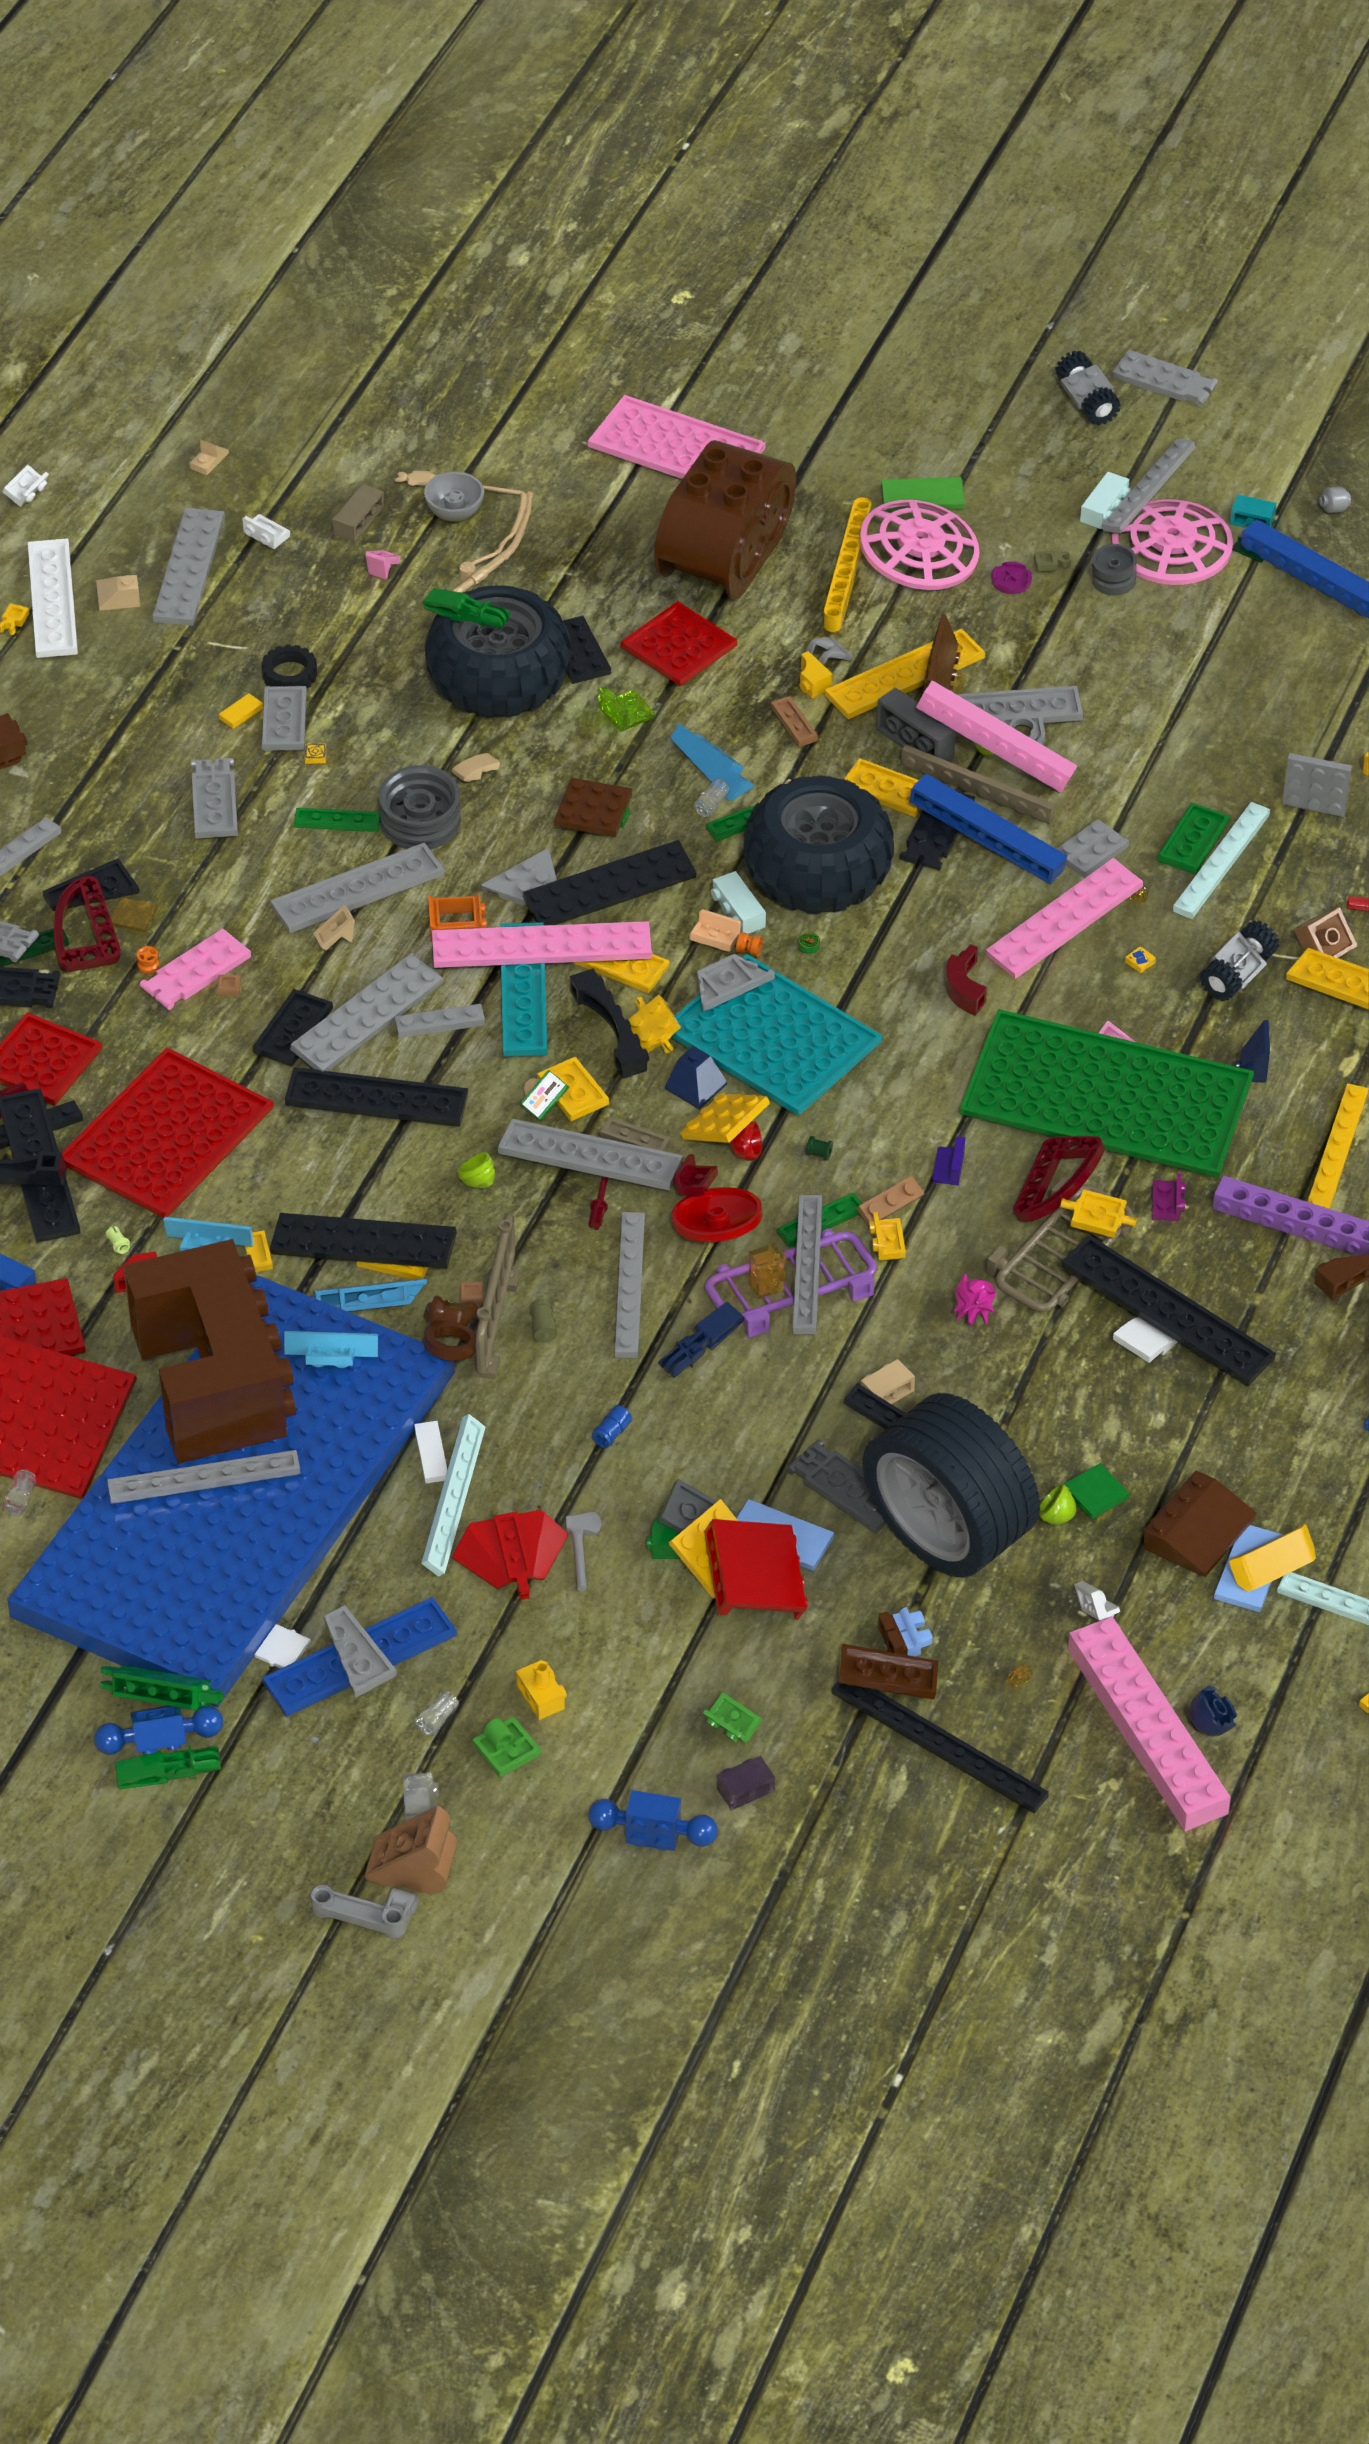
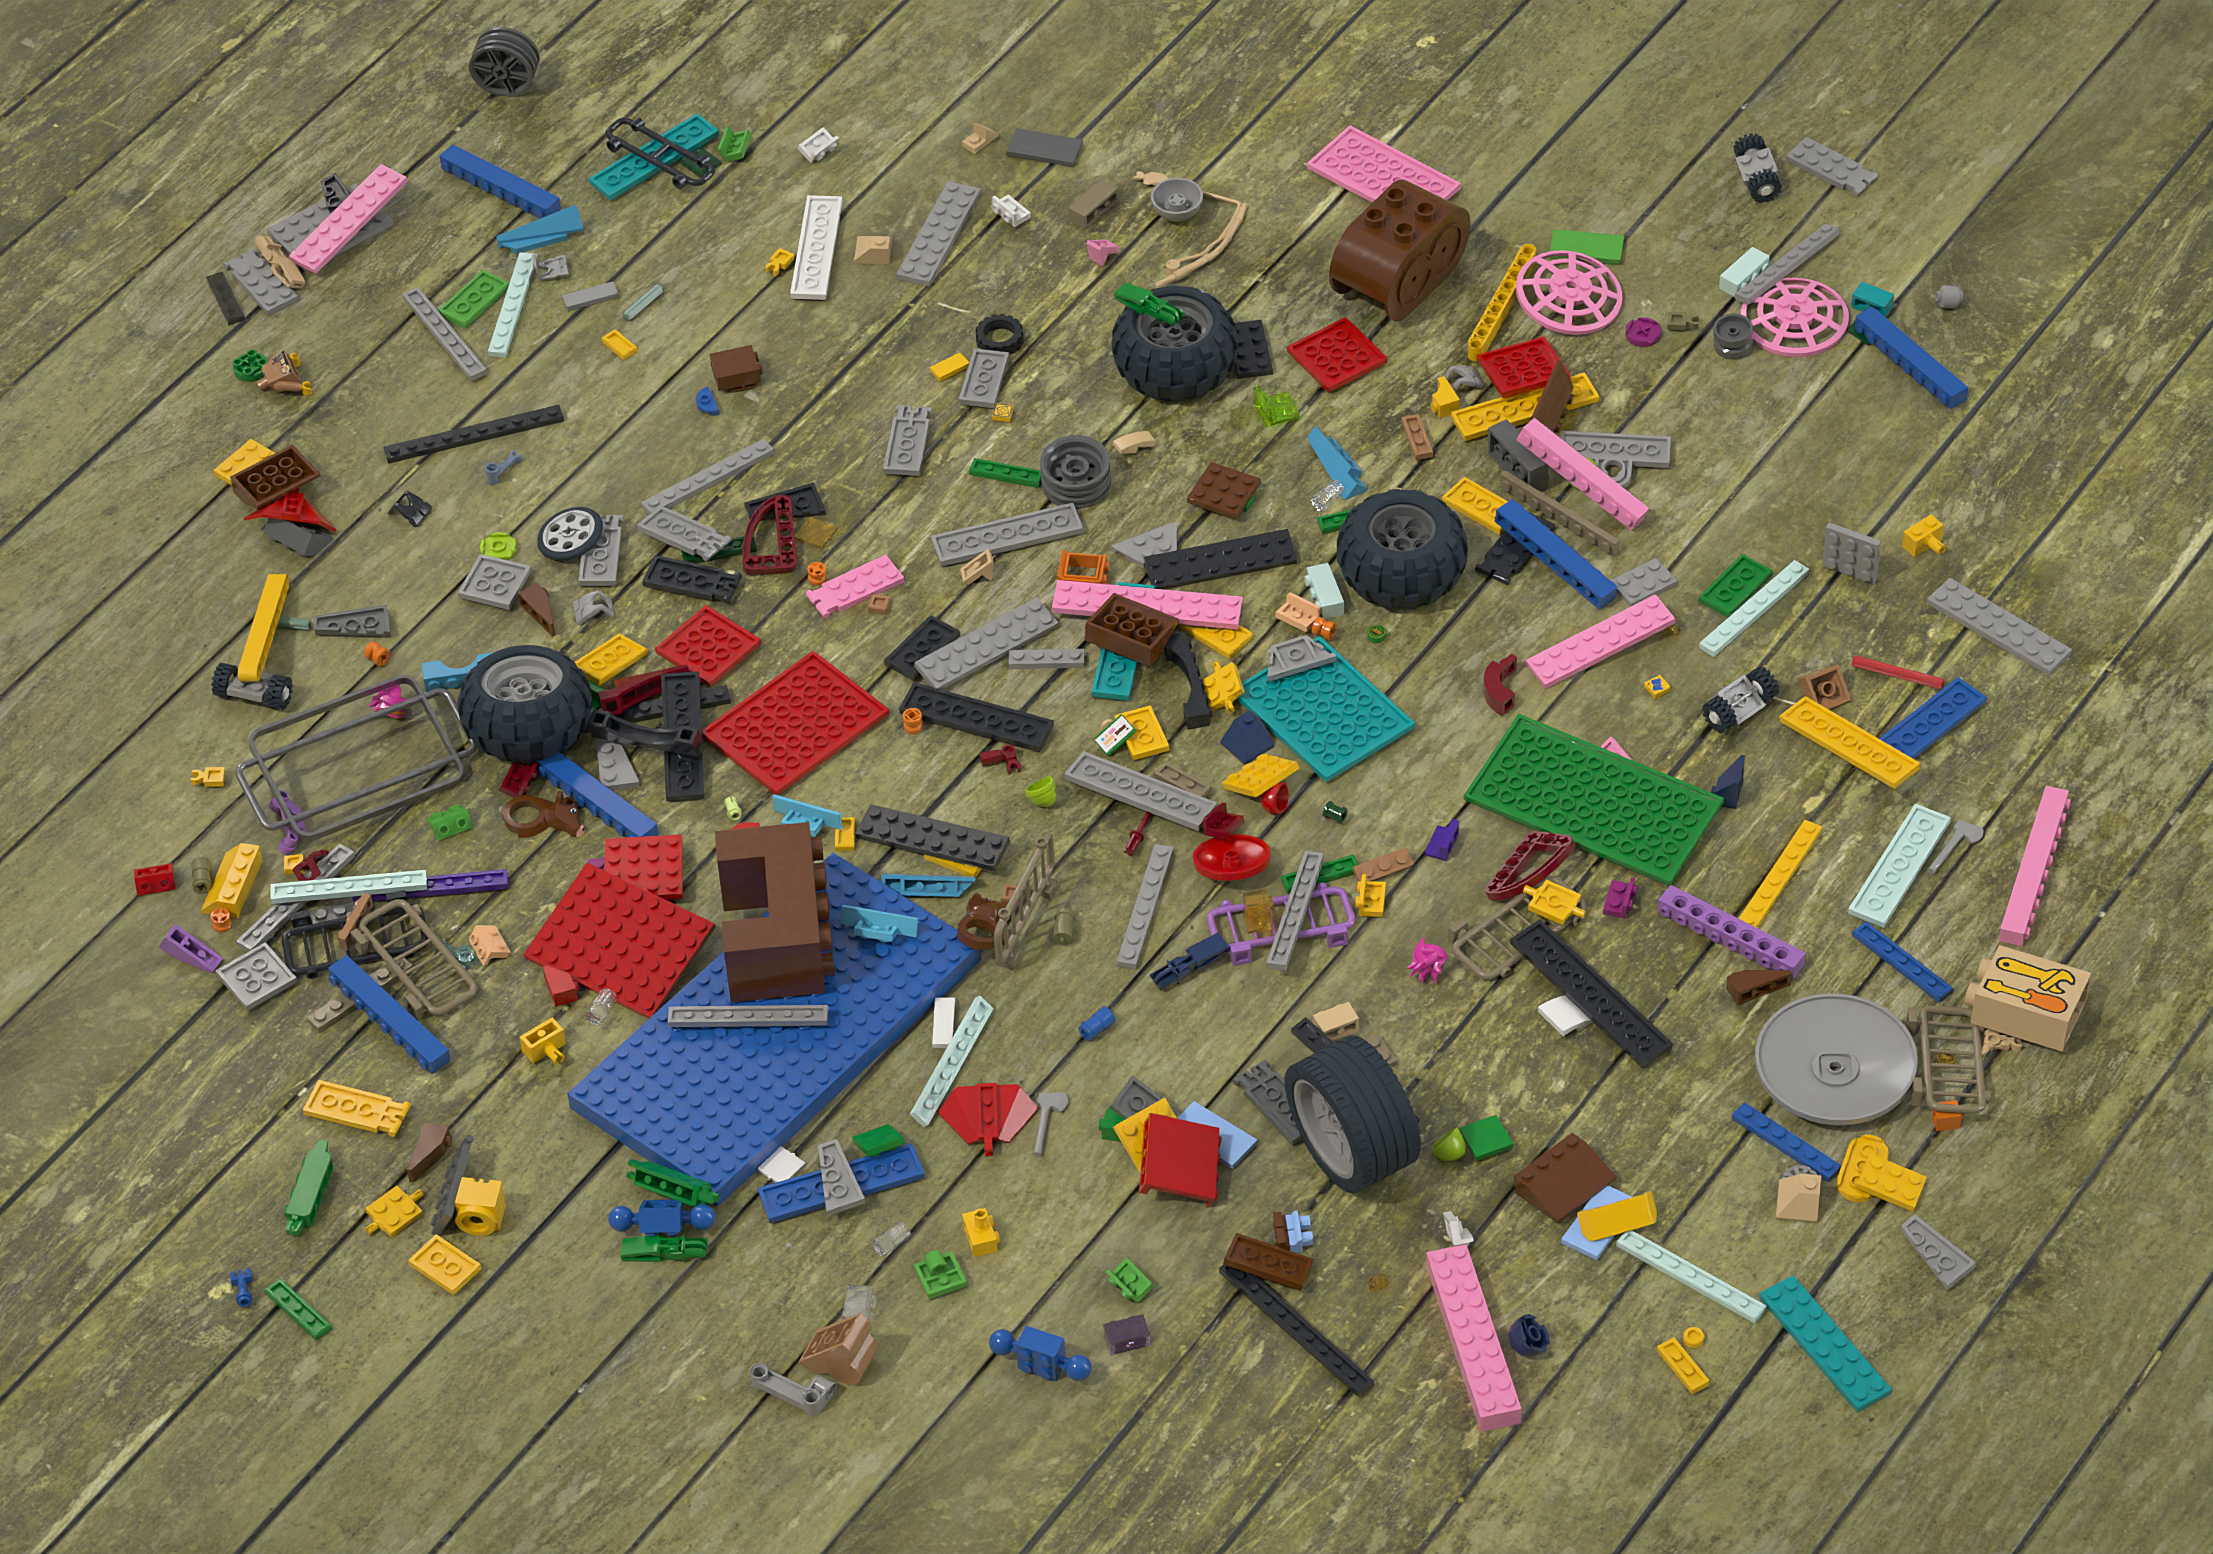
camera: 15 degrees right, 0 degrees up
(285, 458) = (1044, 147): none -> dark grey tile
(304, 1111) = (912, 721): none -> orange wheel
(392, 1600) = (878, 1140): none -> green tile
(423, 1134) = (1007, 754): none -> dark red bar
(532, 973) = (1130, 629): none -> reddish brown slope
(890, 631) = (1520, 366): none -> red plate

